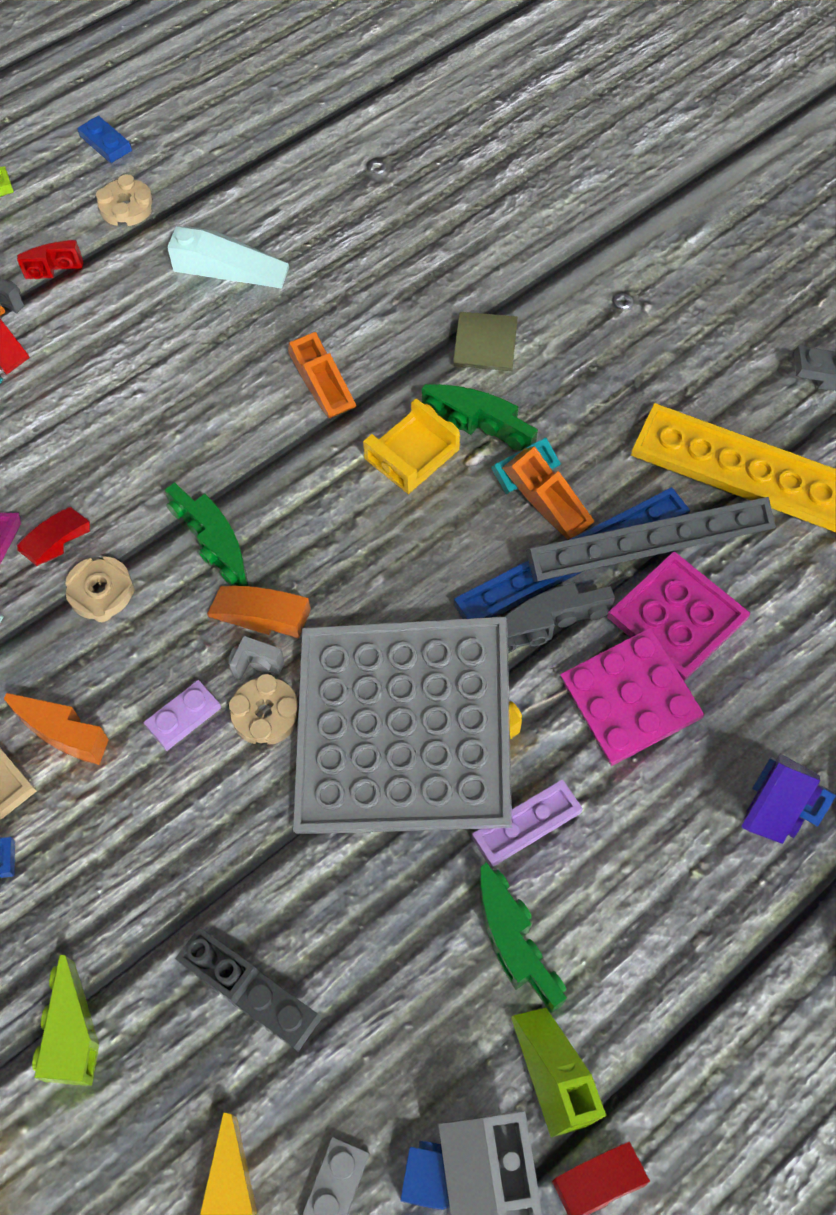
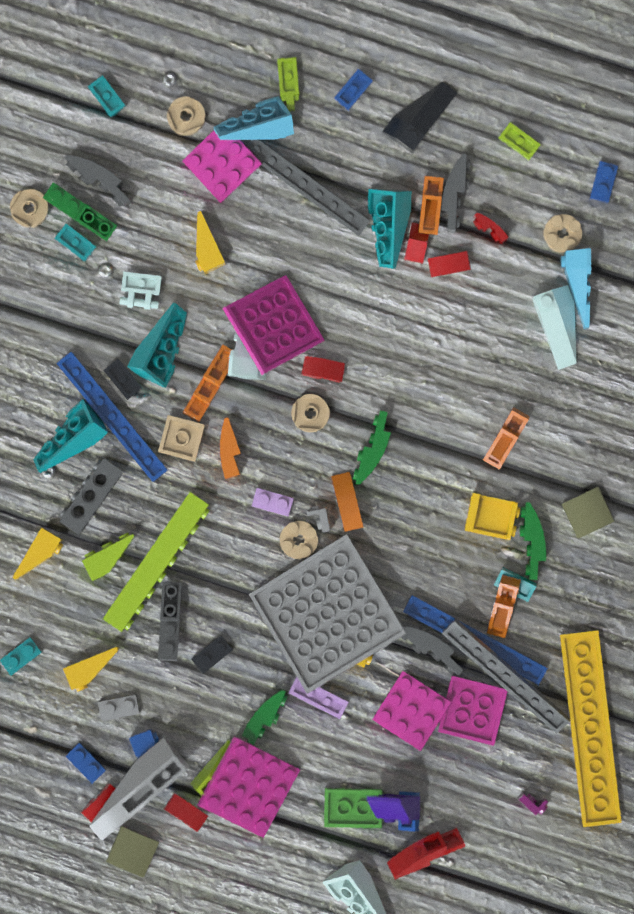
camera: 60 degrees right, 25 degrees up
(52, 322) = (449, 264): none -> red slope
(139, 958) = (156, 561): none -> lime brick
(185, 202) = (577, 270): none -> medium azure wedge
(350, 955) = (212, 654): none -> black plate
(615, 1030) = (248, 787): none -> dark pink plate
(742, 881) = (350, 808): none -> bright green tile

